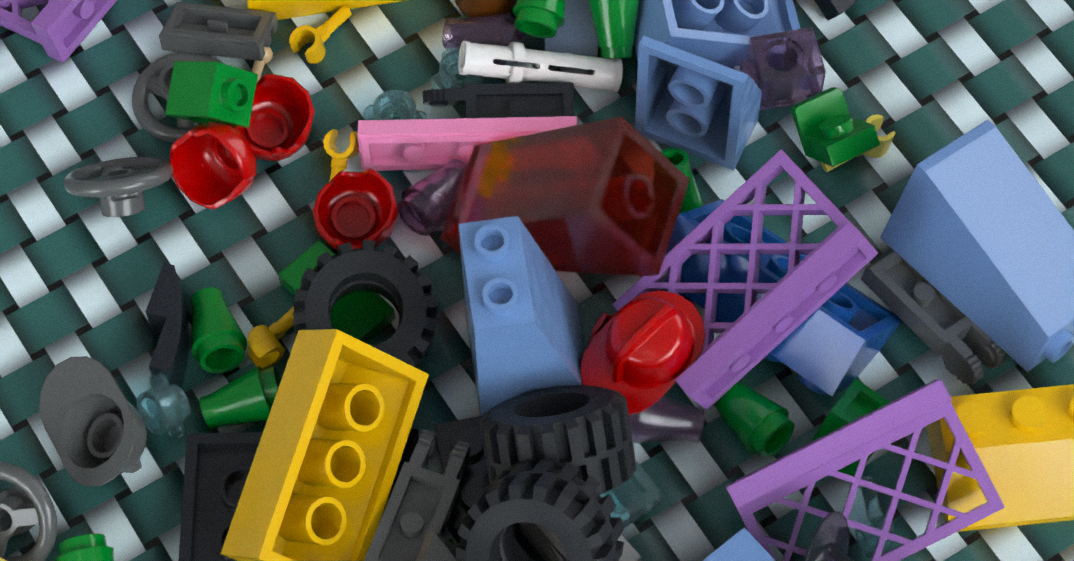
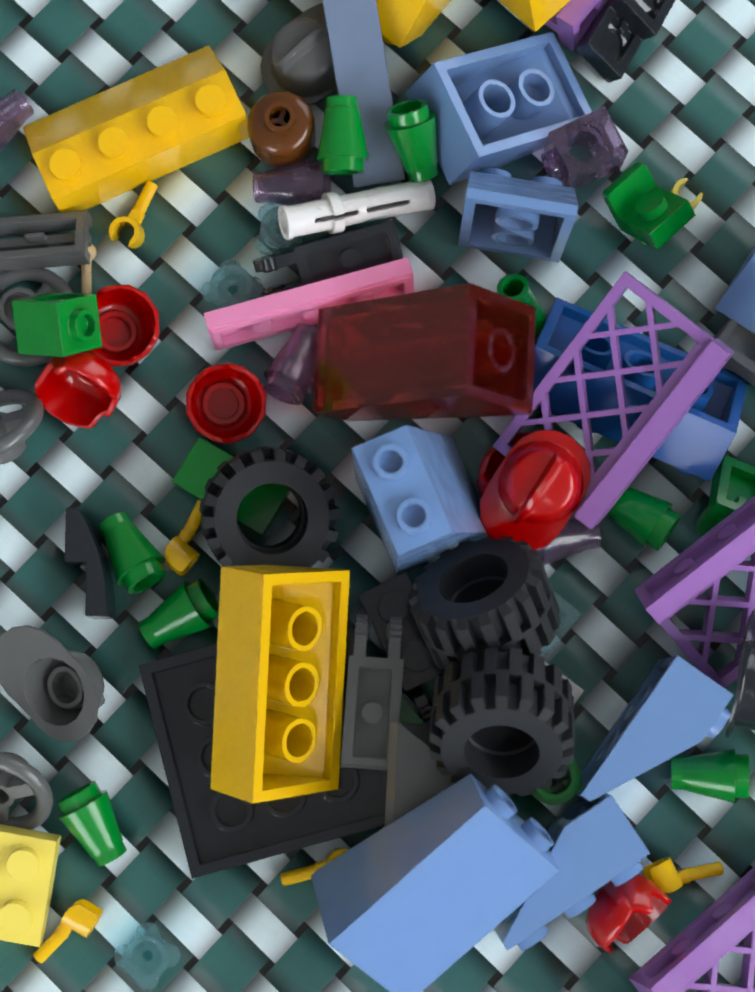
camera: 15 degrees left, 20 degrees up
(164, 407) = (108, 642): clear light blue plate -> none
(339, 159) = (192, 344): yellow hand -> none

